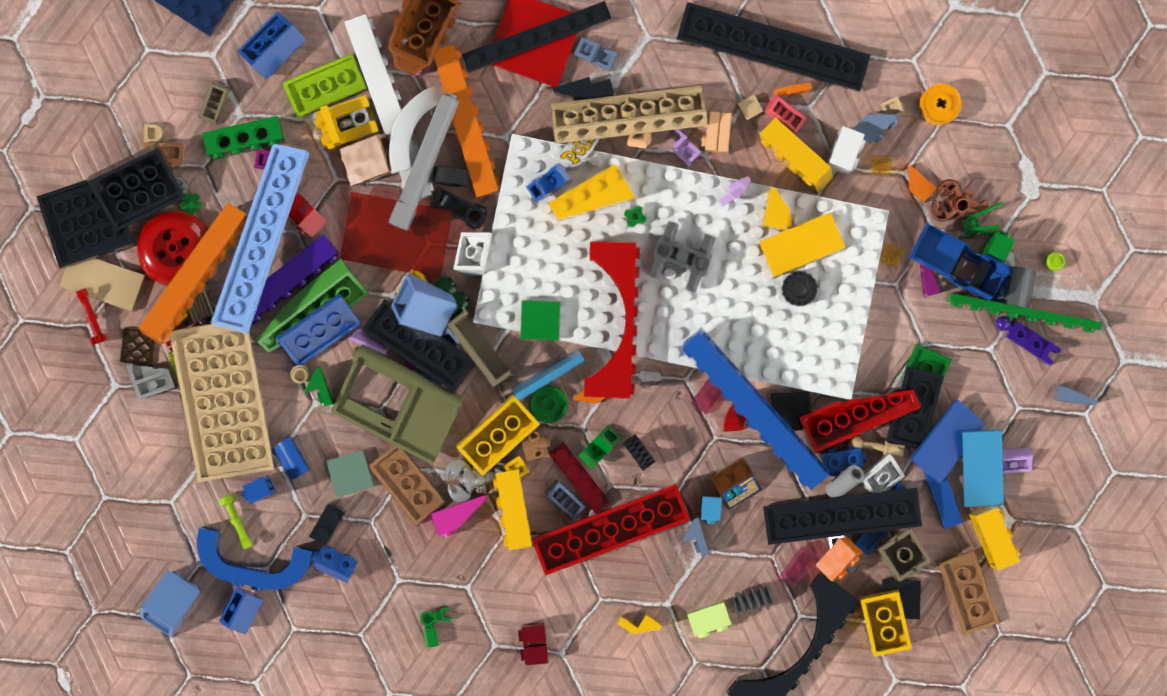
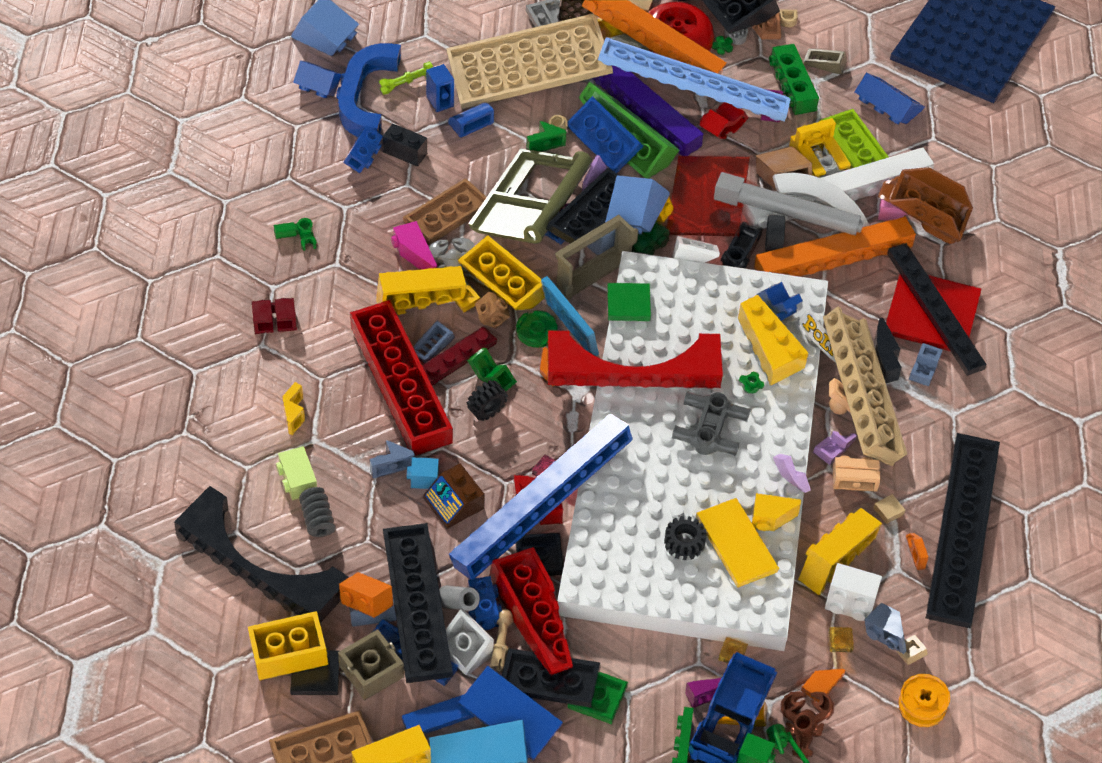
camera: 90 degrees right, 35 degrees down
(350, 473) = (456, 165): sand green tile -> none
(788, 108) = (895, 528): coral slope -> none
(798, 566) = (355, 560): clear pink plate -> none

